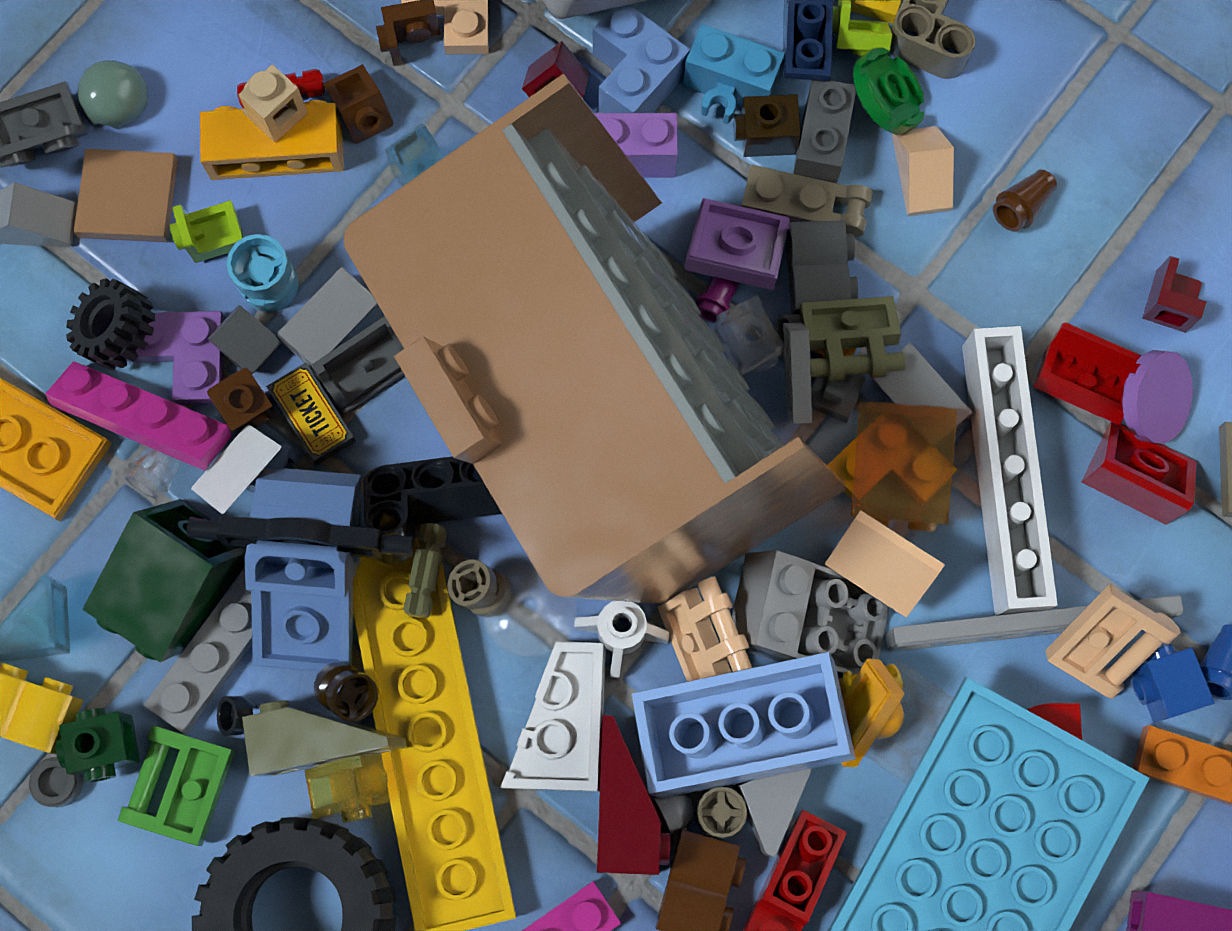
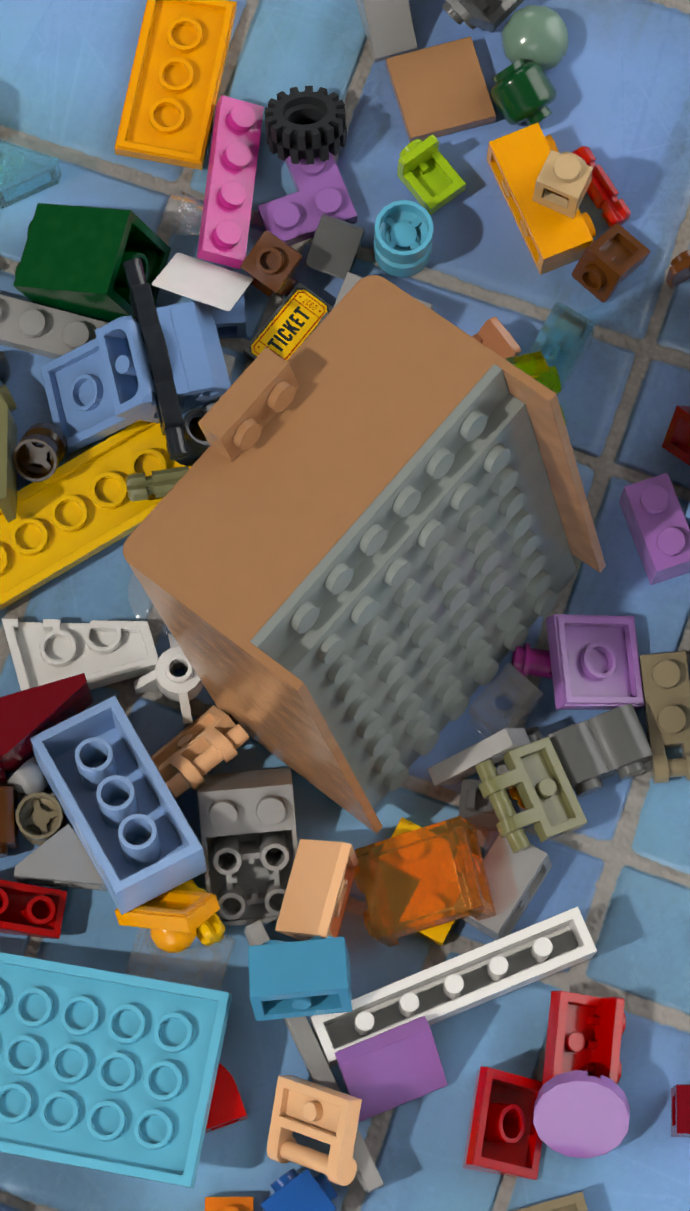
camera: 70 degrees right, 0 degrees up
(163, 120) = (523, 93): none -> dark green head
(973, 603) = (299, 978): none -> dark azure brick
(1070, 551) = (392, 1067): none -> medium lavender tile

